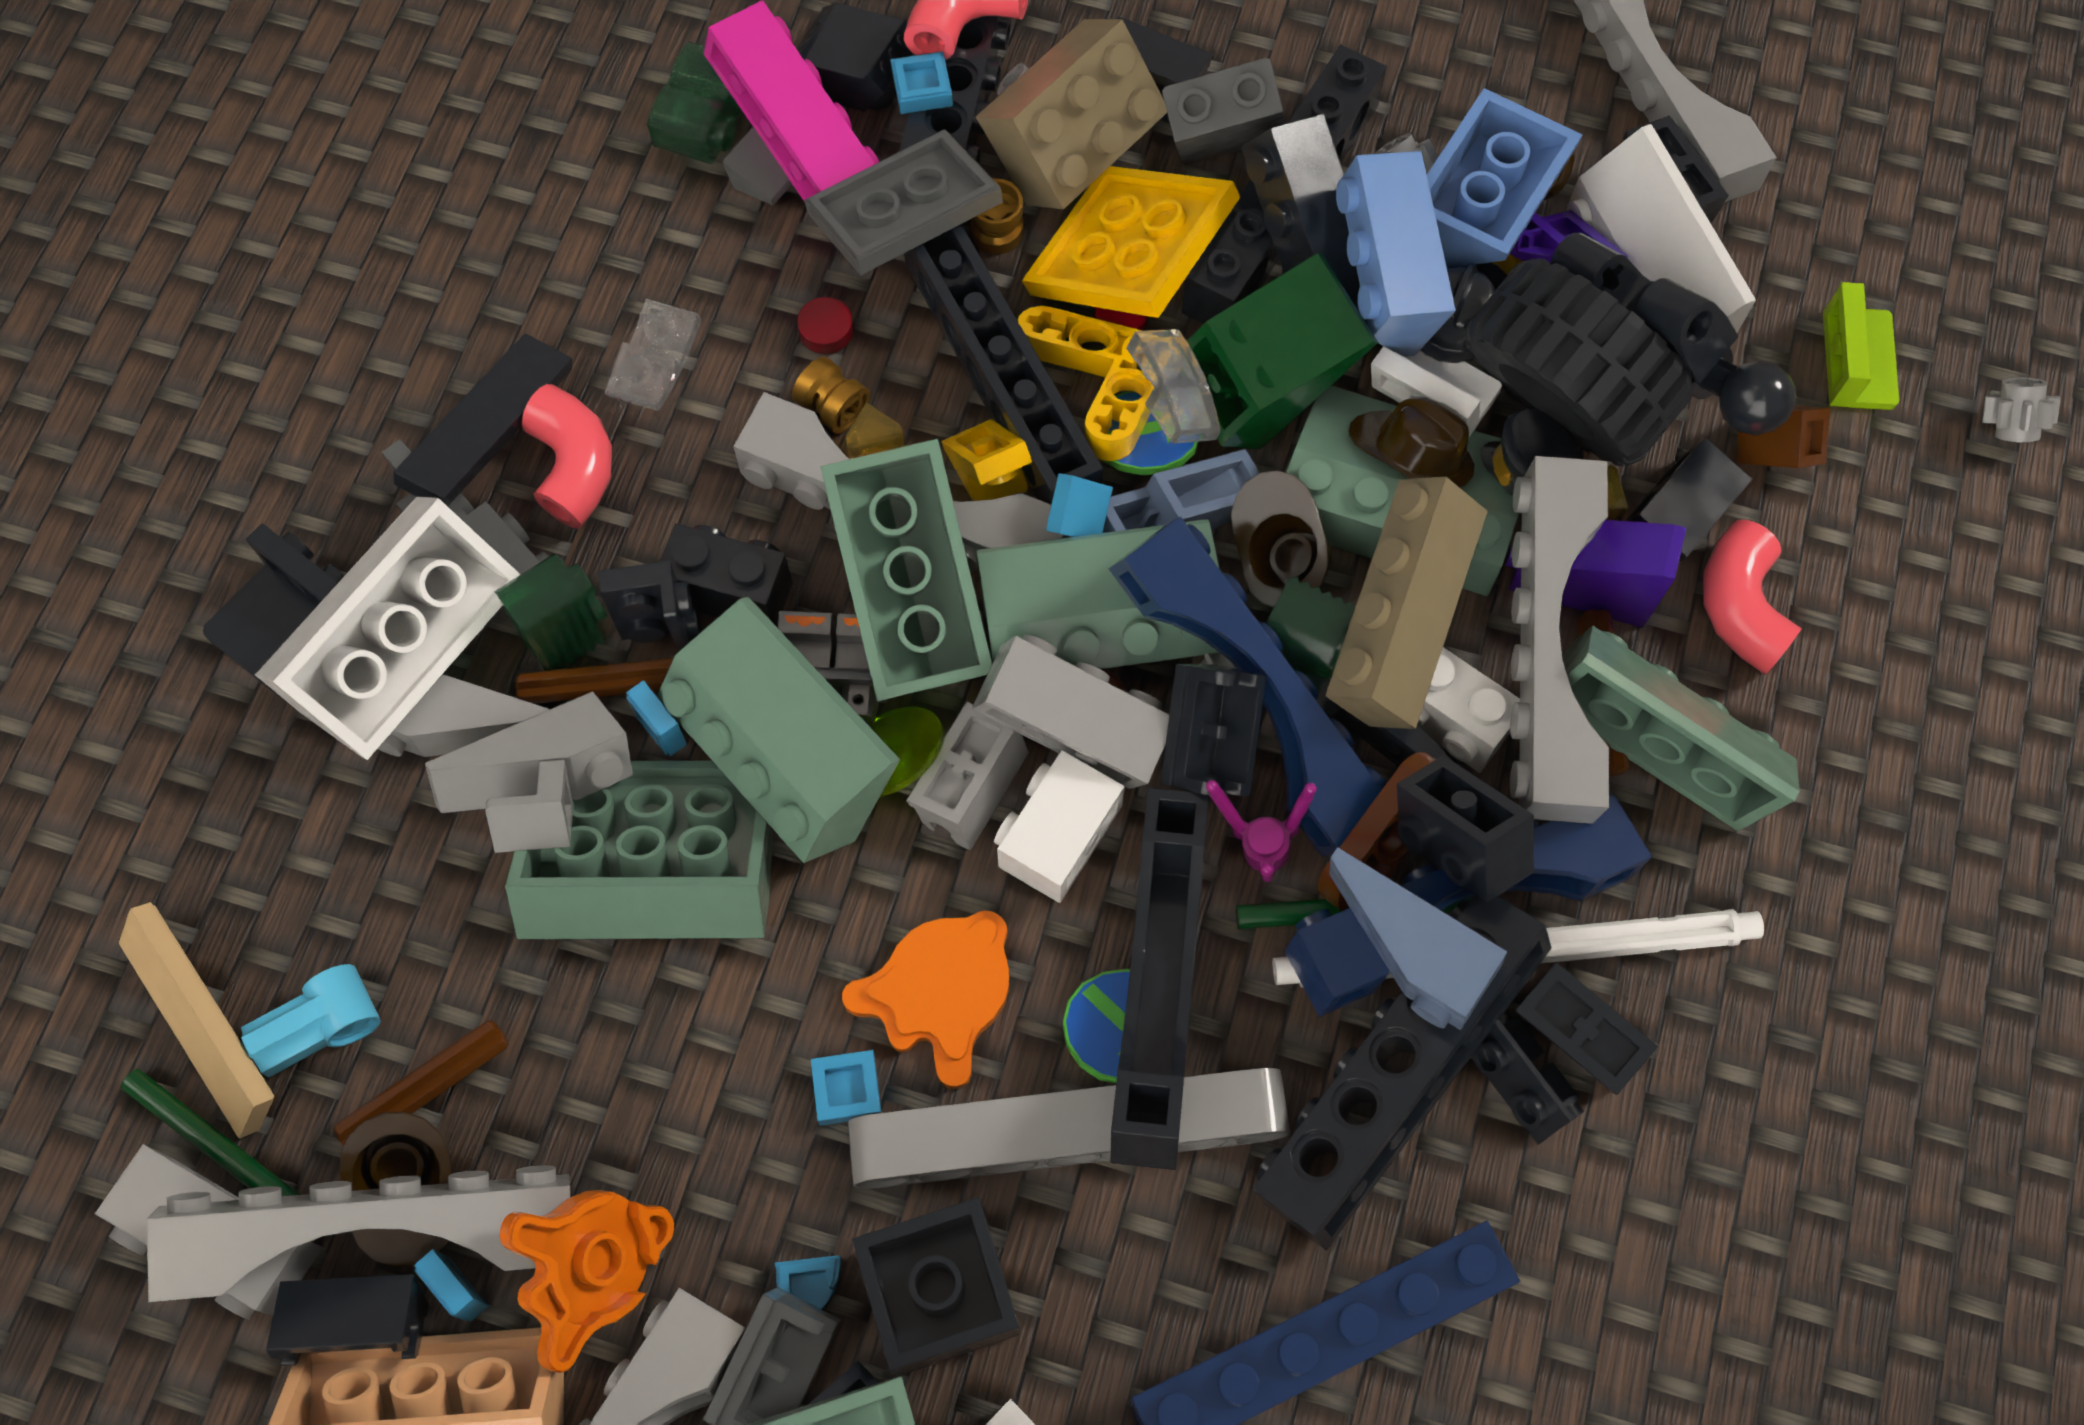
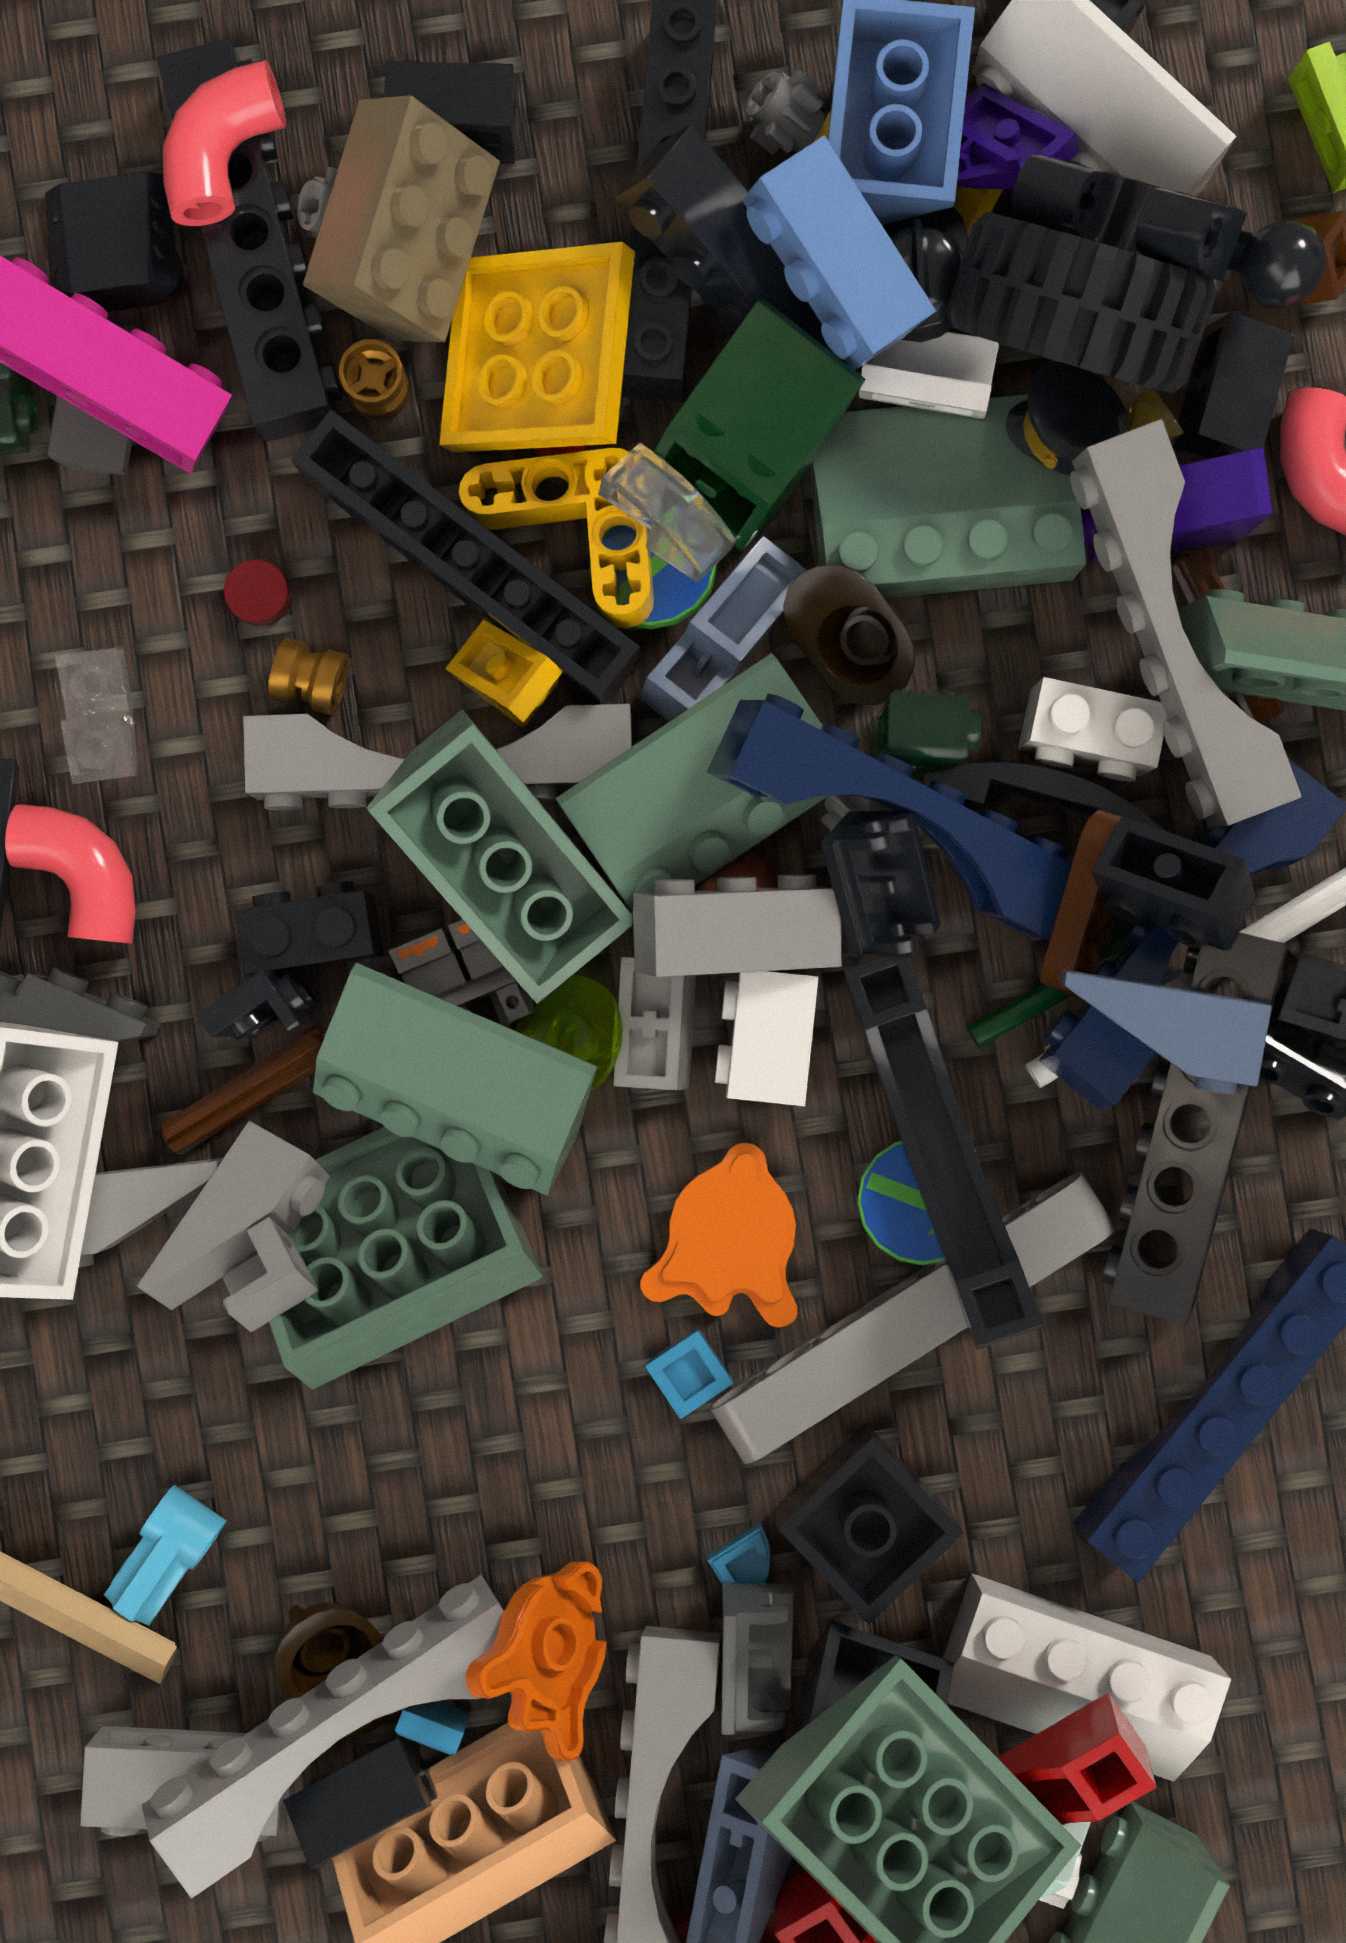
camera: 25 degrees left, 20 degrees up
(200, 1133) = (144, 1700): dark green bar -> none
(431, 1077) = (300, 1559): reddish brown axle -> none
(554, 612) = (163, 1061): clear green brick -> none
(655, 719) = (318, 1112): dark azure tile -> none
(873, 433) = (380, 708): clear yellow slope -> none
(903, 201) = (277, 427): dark grey tile -> none
(921, 82) = (217, 260): dark azure tile -> none
(1078, 506) = (636, 702): dark azure tile -> none
(1223, 110) = (570, 152): dark grey panel -> none
(1265, 838) = (971, 955): magenta plant -> none
(1407, 603) = (1018, 663): dark tan brick -> none
(1417, 440) = (940, 460): dark brown piece -> none

